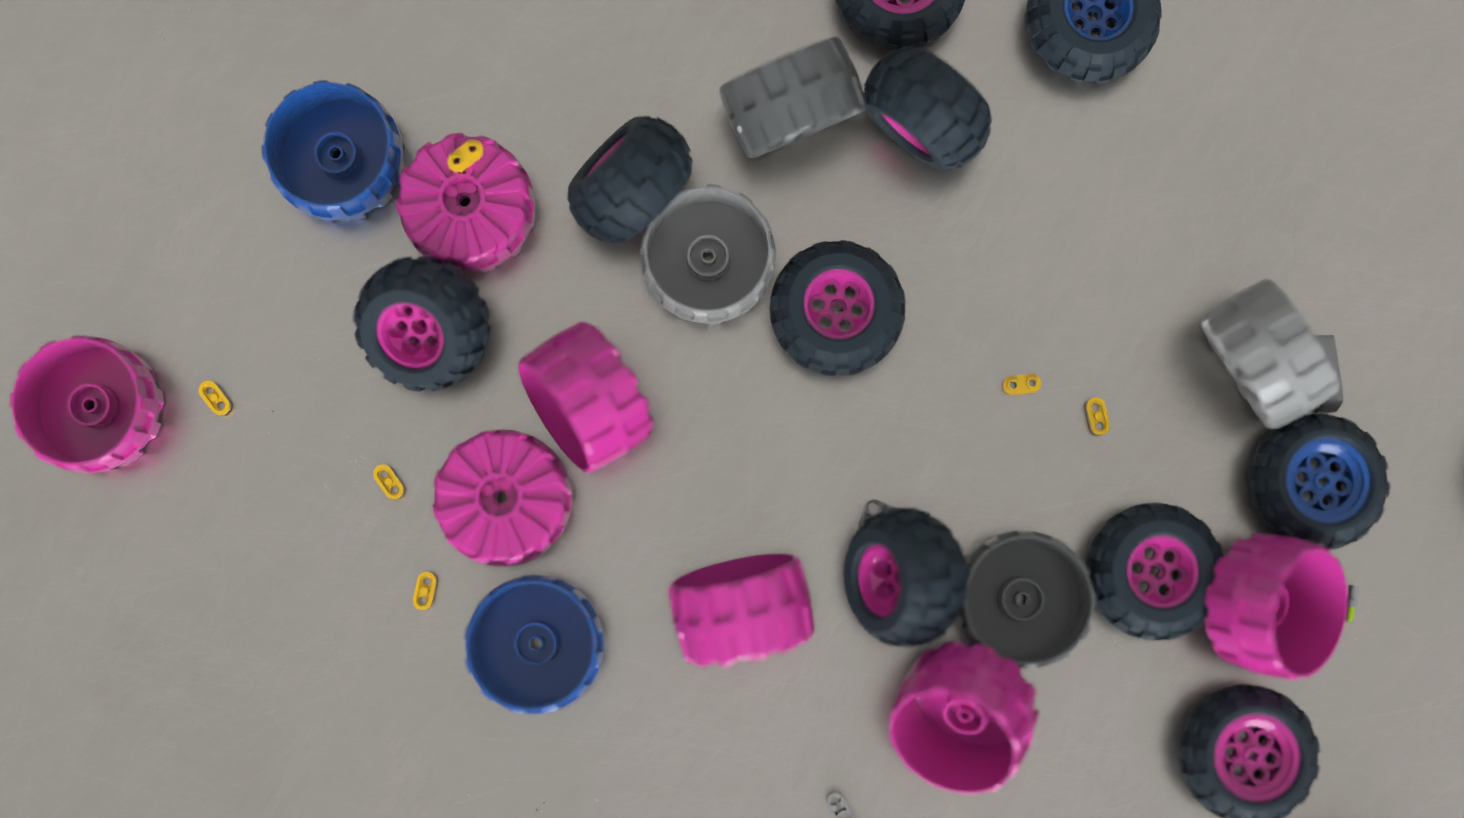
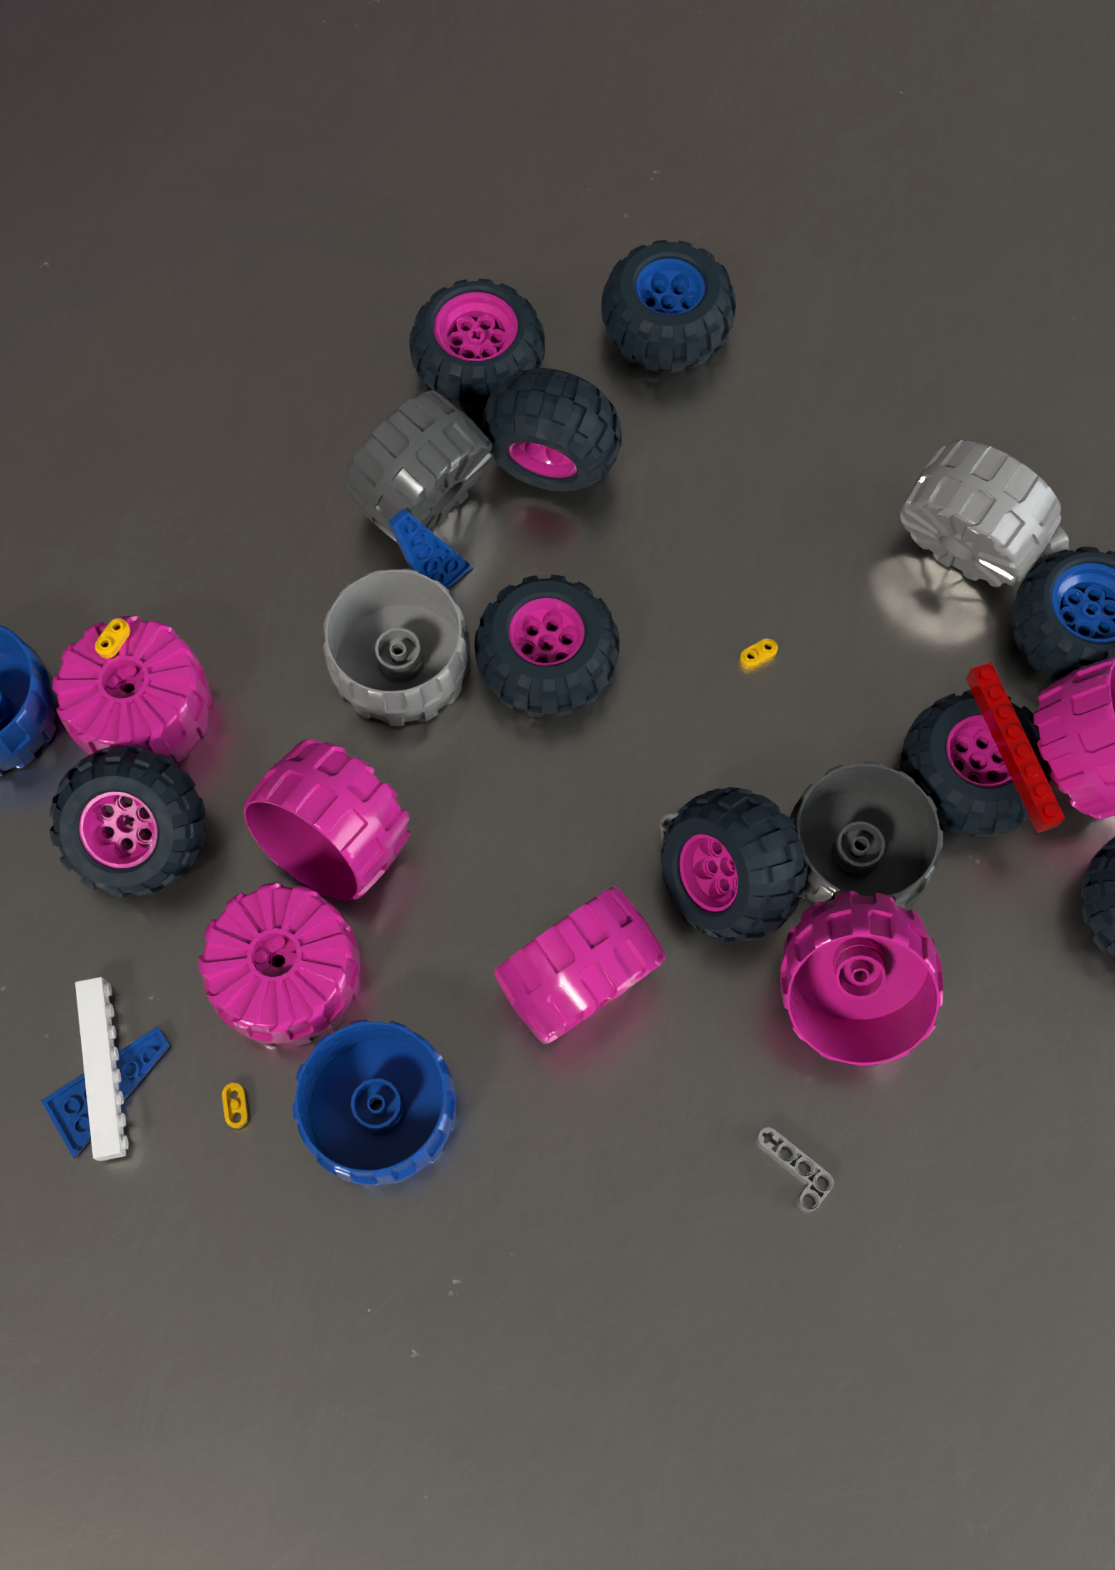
camera: 25 degrees left, 15 degrees down
(314, 535) = (69, 1103): none -> blue wing
(328, 517) = (100, 1069): none -> white brick
(388, 482) = (155, 1007): yellow plate -> none
(630, 179) = (289, 601): black wheel -> none
(768, 181) = (426, 551): none -> blue wing
(1100, 416) = (846, 653): yellow plate -> none
(1186, 583) = (1014, 748): none -> red brick

